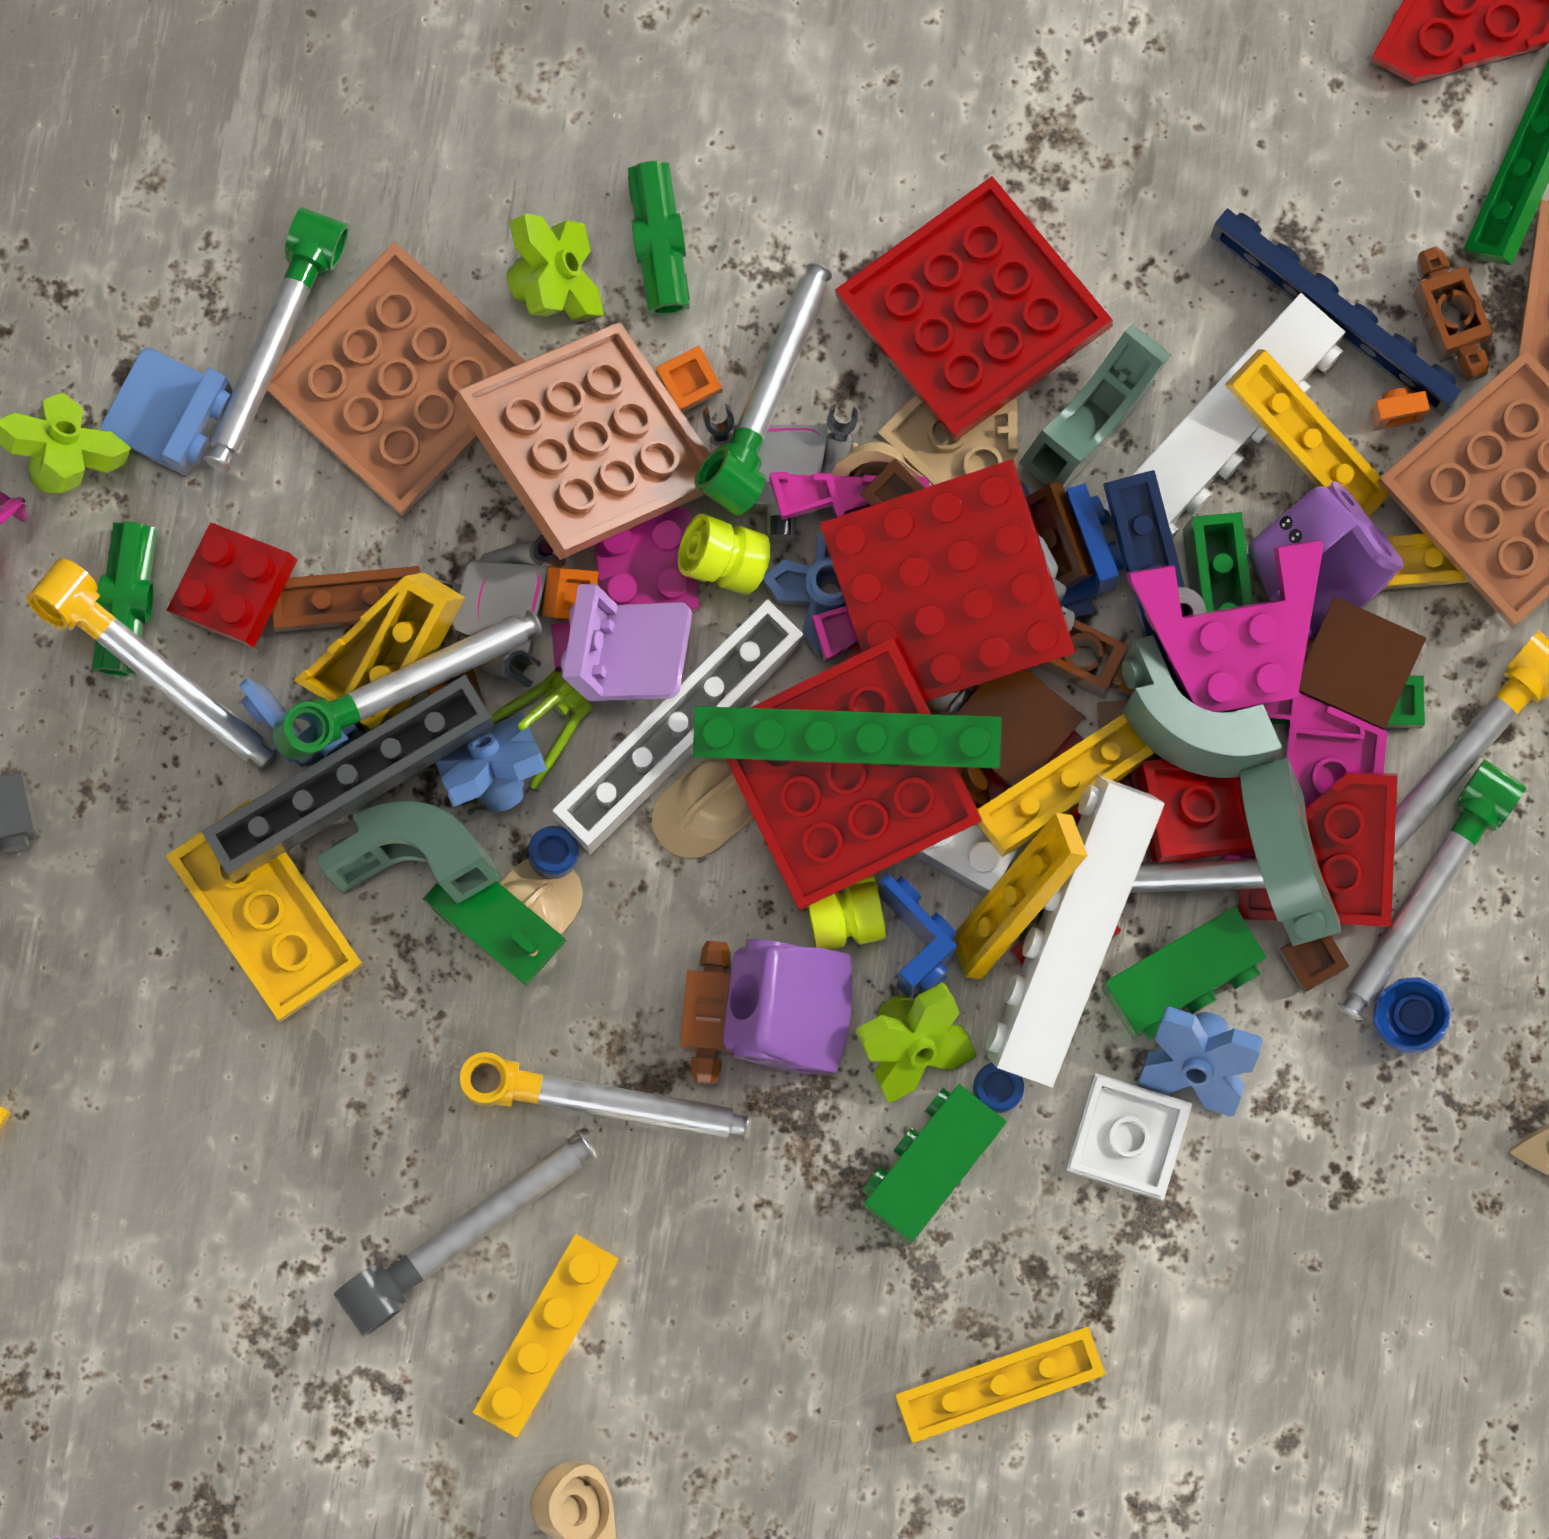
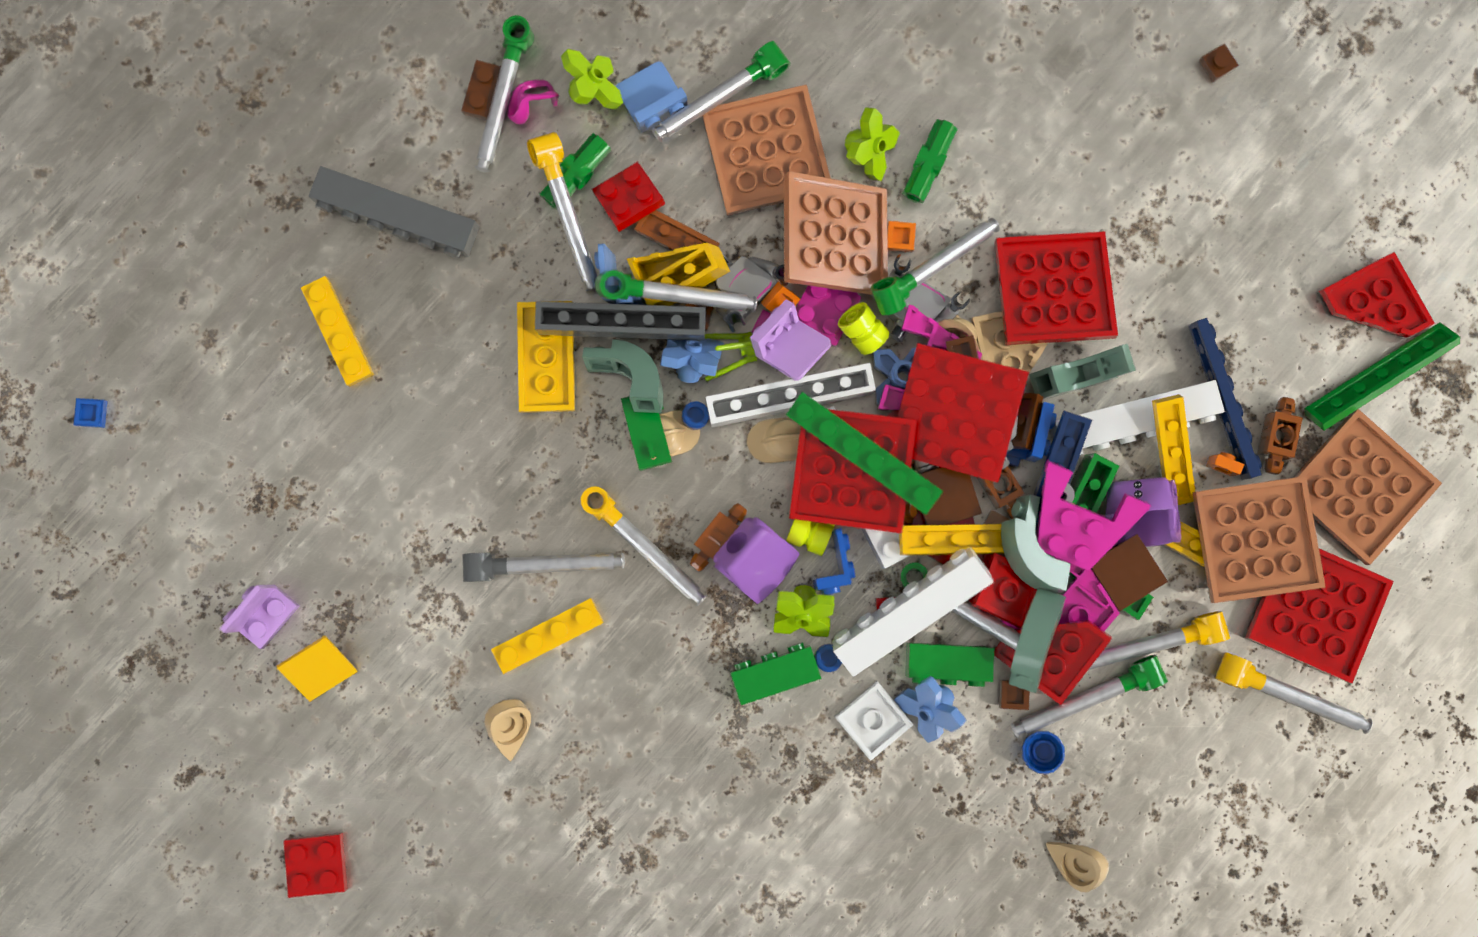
camera: 30 degrees right, 5 degrees up
(1000, 1385) = (739, 796): yellow plate -> none
(1019, 895) = (897, 579): yellow plate -> none

